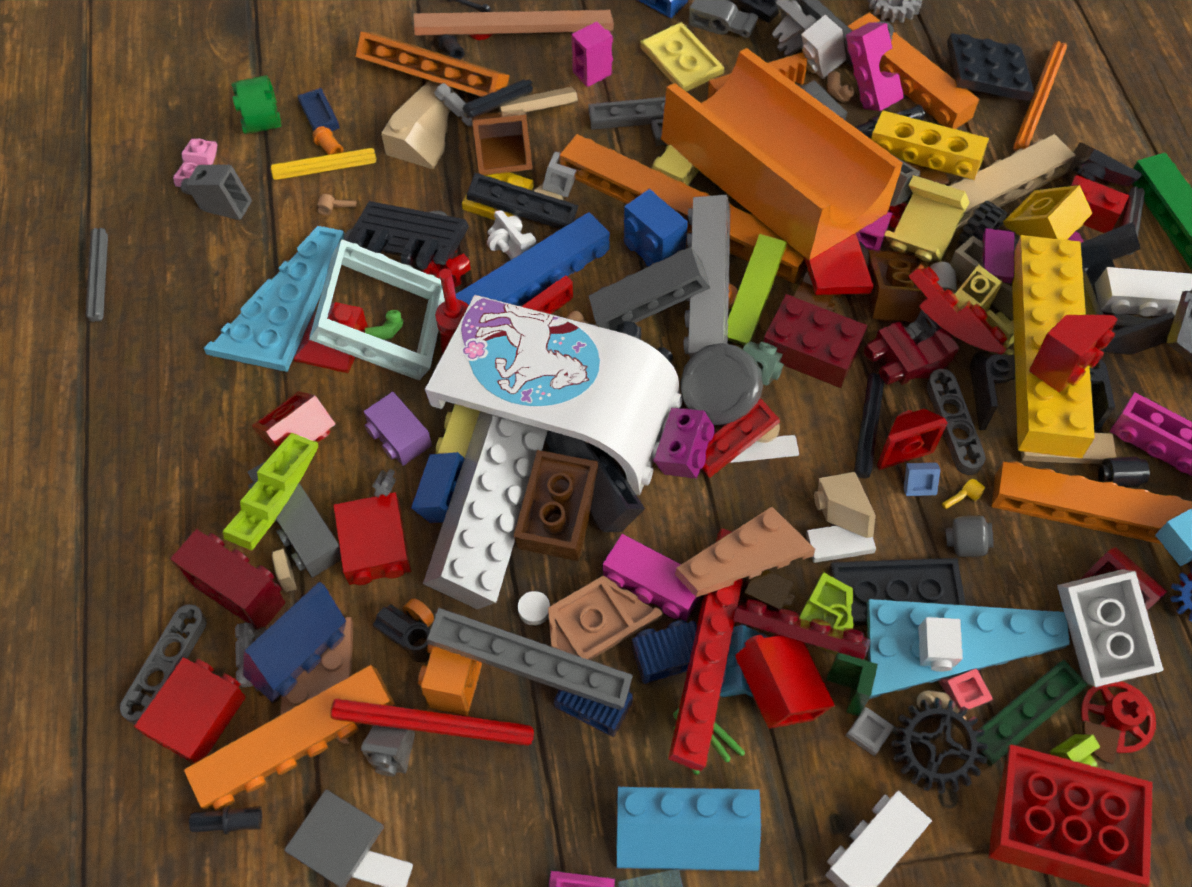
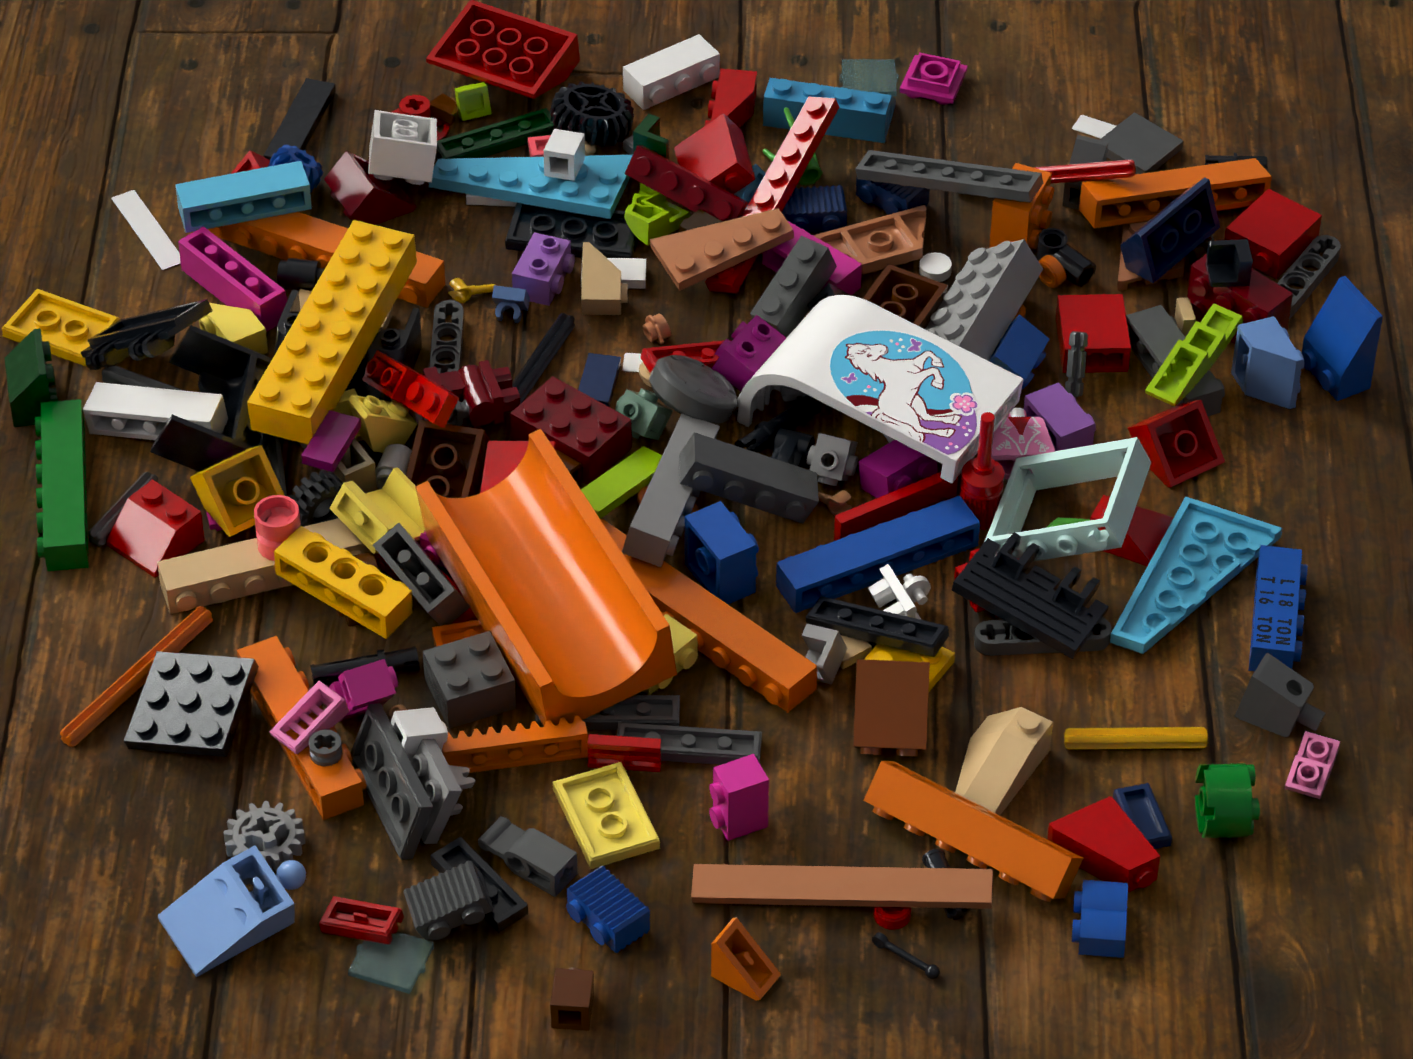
camera: 170 degrees left, 15 degrees down
(131, 535) = (1343, 341): none -> blue slope
(200, 505) = (1267, 362): none -> medium blue slope
(213, 276) = (1277, 606): none -> blue brick
(230, 568) = (1229, 263): none -> black panel
(323, 137) = (1133, 768): orange pin -> none
(327, 202) = (1131, 686): medium nougat hand -> none
(342, 33) = (1102, 918): none -> blue brick
(343, 78) = (1108, 843): none -> red slope
(412, 387) = (1018, 438): none -> bright pink torso
(453, 102) = (944, 776): light grey axle -> none
(497, 98) = (885, 751): black axle -> none
(541, 100) = (826, 769): tan tile -> none
(659, 512) = (795, 285): none -> dark grey brick
(695, 85) = (633, 752): none -> red tile
(778, 474) = (656, 328): none -> nougat plate
(795, 810) = (733, 95): none -> red slope
(810, 411) = (600, 377): none -> dark blue tile
(903, 51) = (310, 702): none -> bright pink slope
(906, 521) = (543, 267): none -> medium lavender brick
(912, 437) = (511, 319): red slope -> none
(970, 536) = (485, 248): dark grey head -> none
(998, 170) = (274, 522): none -> coral wheel
(1071, 348) = (346, 251): red slope -> none
(1096, 164) = (126, 550): black slope -> none
(1149, 386) = (237, 326): none -> light yellow slope

